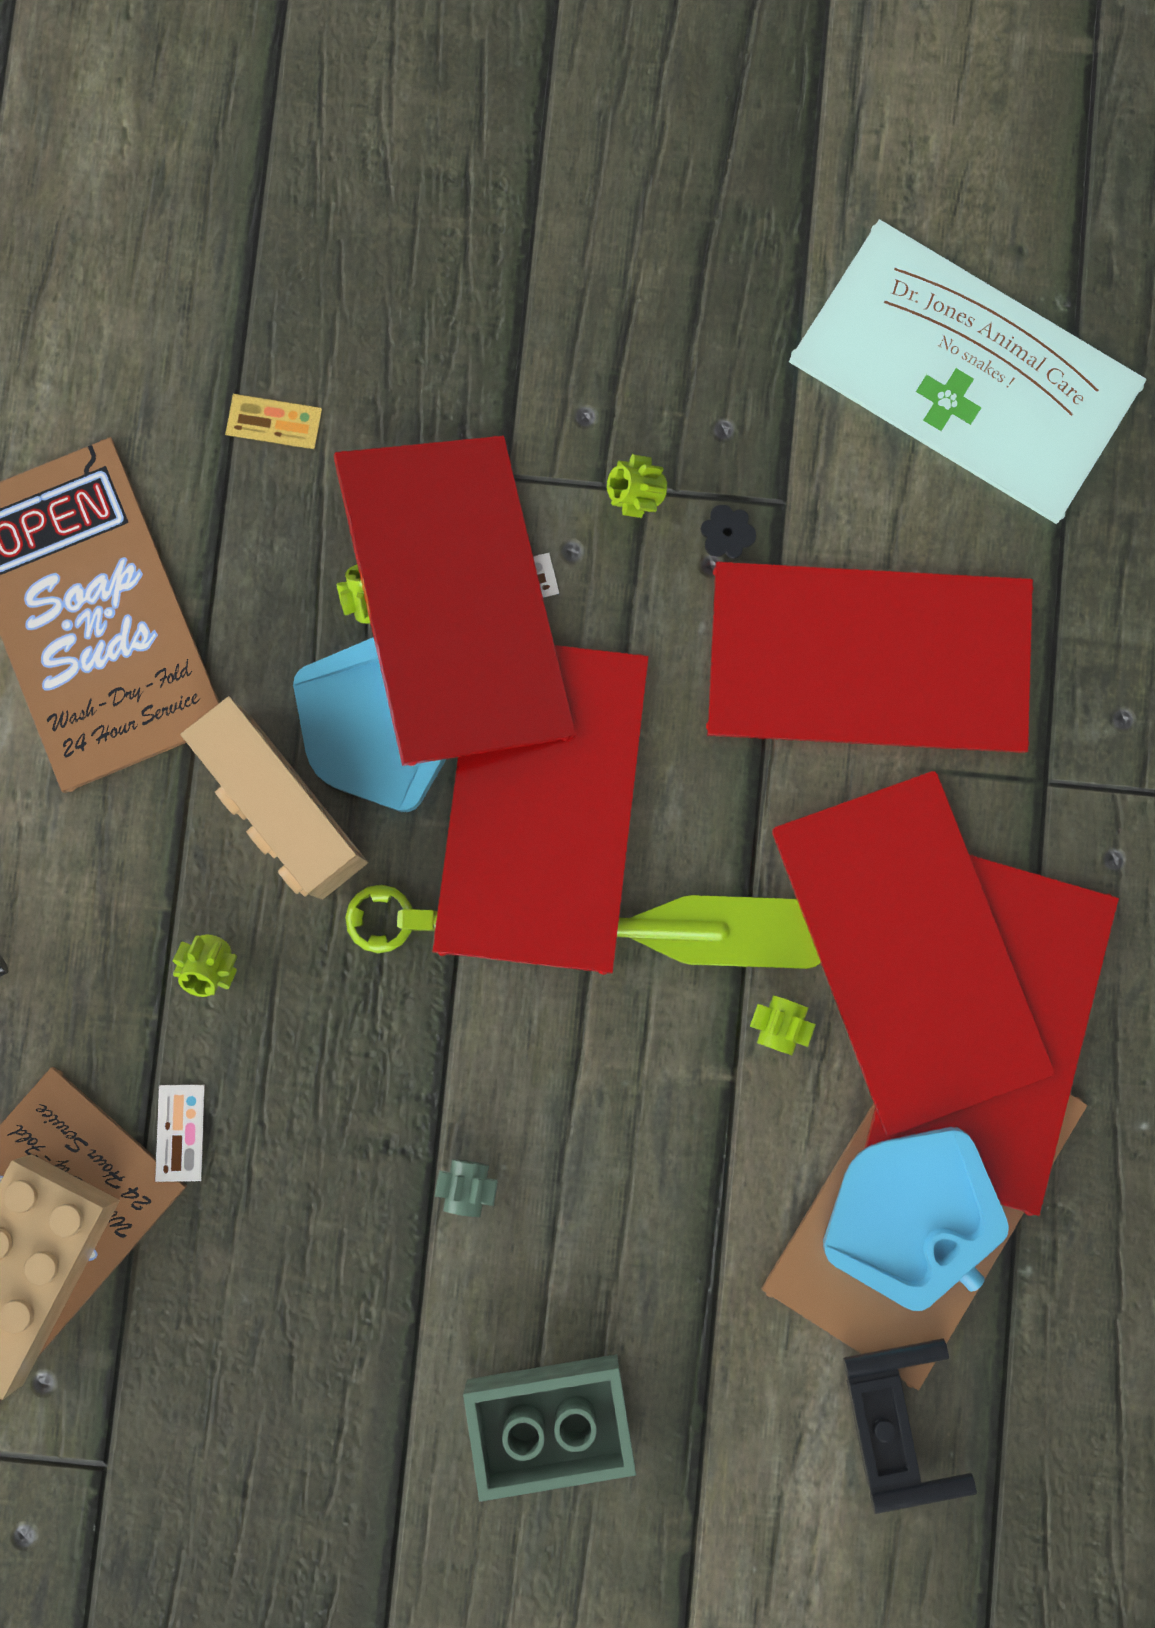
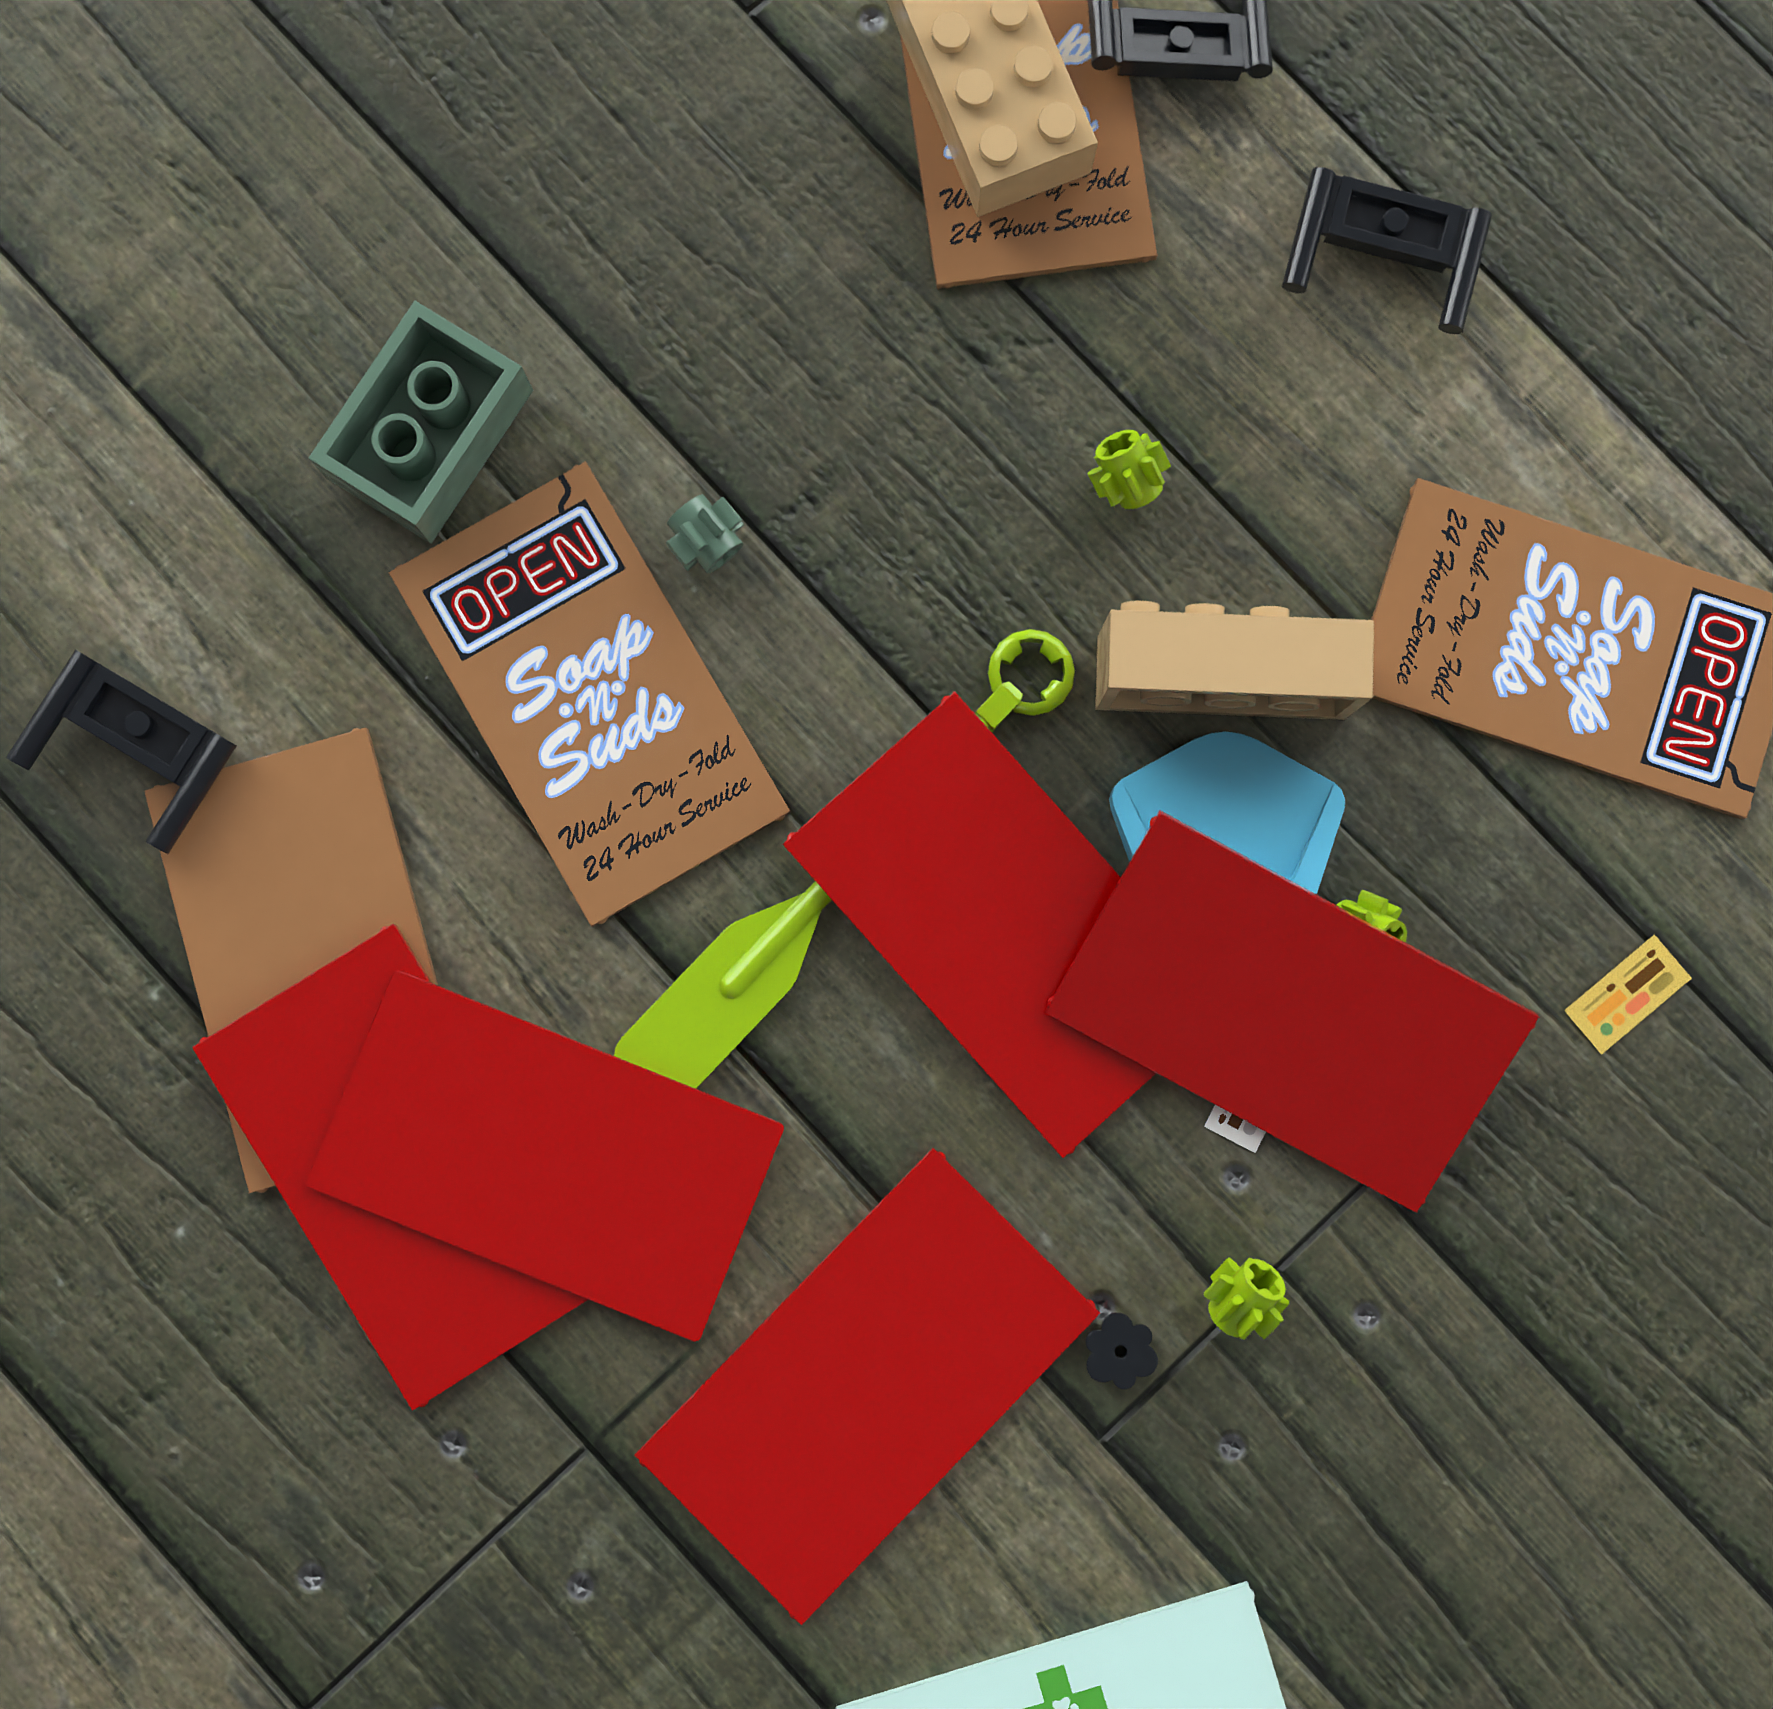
camera: 130 degrees right, 0 degrees up
(179, 1133) = (991, 321): white sticker -> none
(621, 1176) = (589, 693): none -> medium nougat piece
(782, 1025) = (587, 962): lime gear -> none
(916, 1217) = (297, 927): medium azure animal -> none

